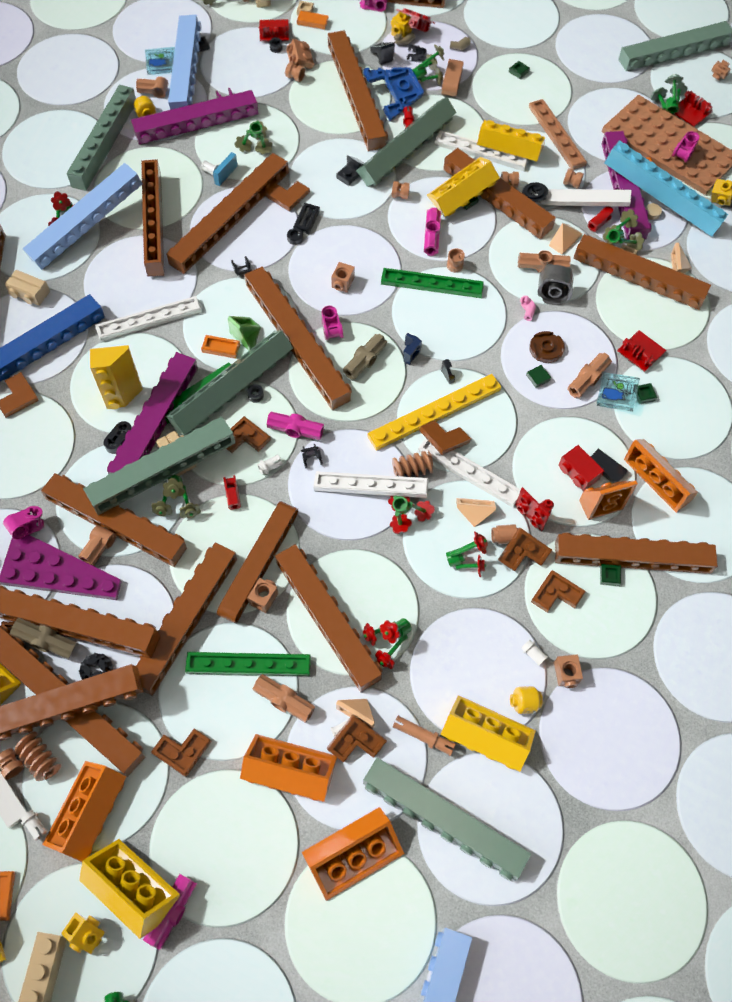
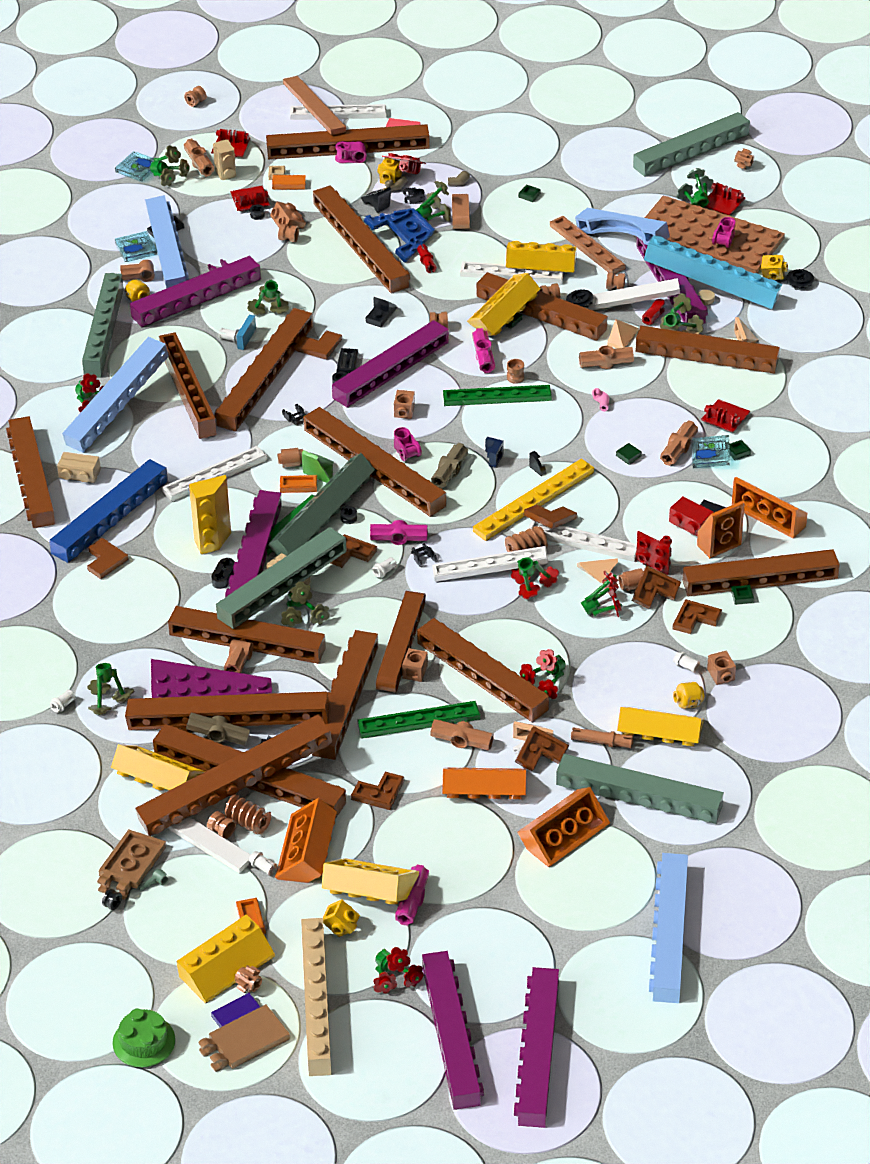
camera: 10 degrees left, 20 degrees down
(22, 523) = (160, 649): dark pink piece -> none
(219, 315) = (290, 457): none -> nougat brick
(232, 493) = (354, 594): red bar -> none
(343, 229) = (390, 363): none -> magenta brick
(405, 142) = (431, 276): sand green brick -> none
(546, 347) = (629, 429): reddish brown tile -> none
(555, 284) = (623, 372): flat silver brick -> none
(572, 111) = (598, 221): none -> light blue arch

